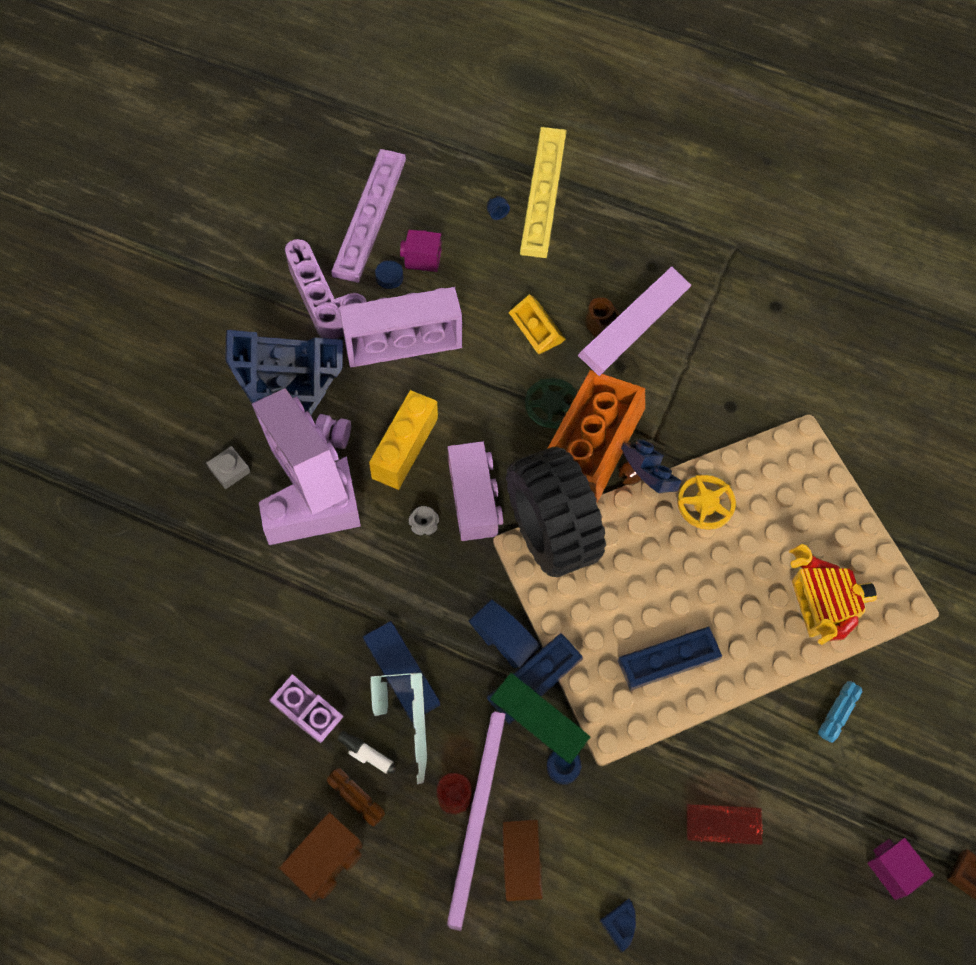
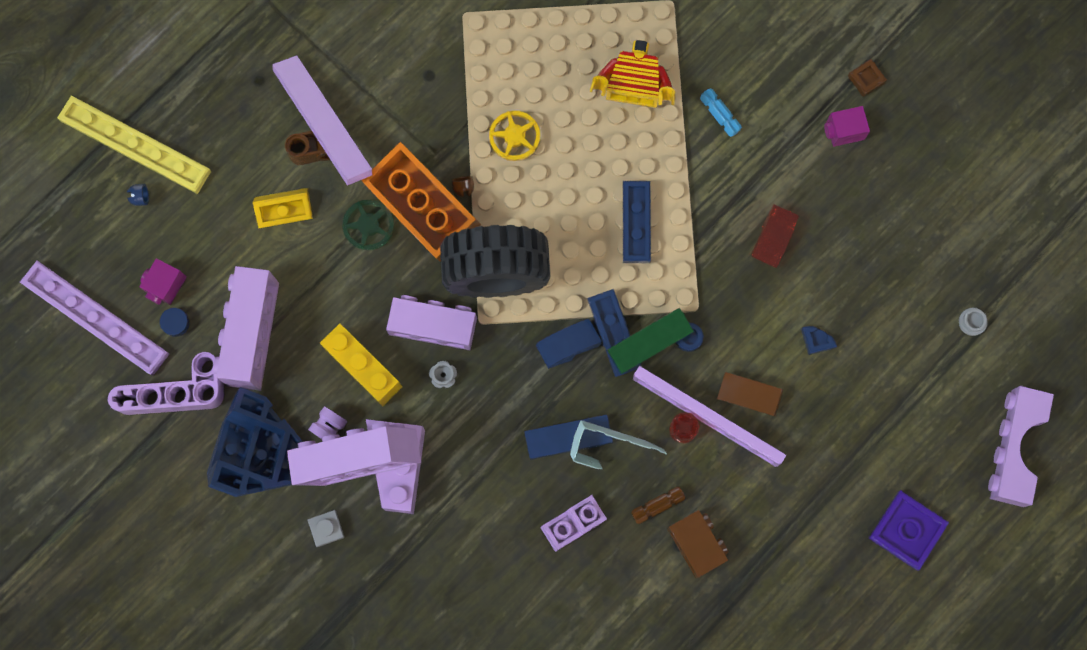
camera: 65 degrees left, 15 degrees up
(363, 753) = (625, 488): piece -> none
(646, 464) = (463, 170): dark blue slope -> none

